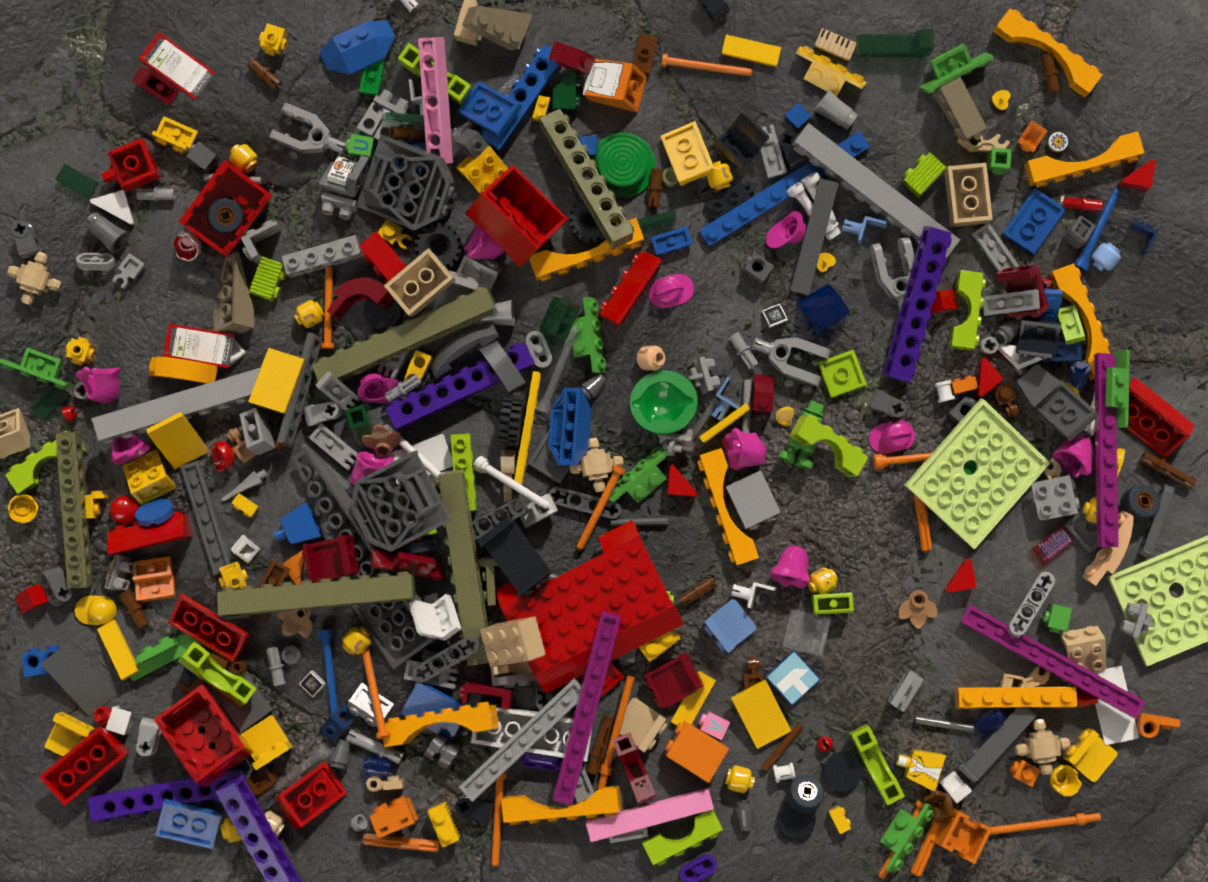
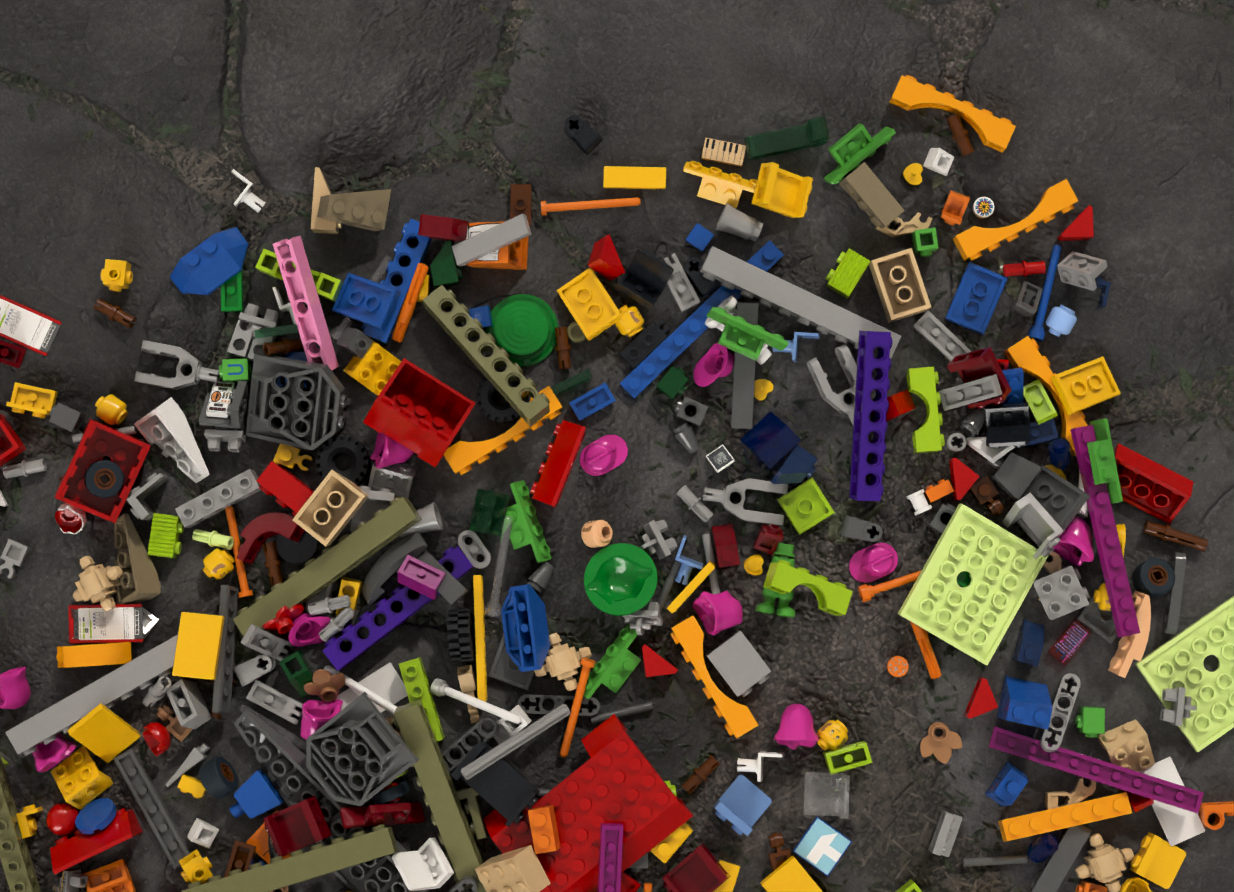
camera: 15 degrees left, 0 degrees up
(199, 308) = (97, 583): none -> tan piece
(231, 414) = (156, 691): none -> light grey pin
(270, 502) = (218, 777): none -> black wheel
(292, 189) = (171, 432): none -> white wedge
(310, 291) = (213, 539): none -> yellowish green axle
(357, 323) = (272, 563): none -> reddish brown pin
(357, 374) = (283, 620): none -> red animal
(400, 370) = (328, 605): none -> light grey axle
(486, 361) = (420, 577): none -> magenta panel
(528, 118) = (410, 302): none -> orange axle
(540, 524) = (515, 741): none -> light grey axle
(549, 606) = (544, 829): none -> orange brick
(612, 77) = (491, 240): none -> light grey tile
(710, 117) = (605, 259): none -> red slope
(747, 239) = (673, 382): none -> dark green brick
(749, 290) = (685, 435): none -> dark grey cone
(803, 394) = (768, 538): none -> dark red bracket
(820, 209) = (744, 337): none -> bright green bracket
(841, 336) = (795, 467): none -> dark blue slope
(880, 89) = (782, 191): none -> yellow panel
(894, 533) = (897, 666): none -> orange tile
(969, 659) = (1007, 785): none -> blue torso
(1001, 589) = (1025, 703): none -> blue slope
(1016, 538) = (1029, 643): none -> dark blue slope
(1026, 92) = (938, 161): none -> white slope
(1045, 431) = (1036, 523): none -> light grey panel
(1116, 319) = (1085, 385): none -> yellow tile
(1133, 215) = (1081, 270): none -> light grey bracket

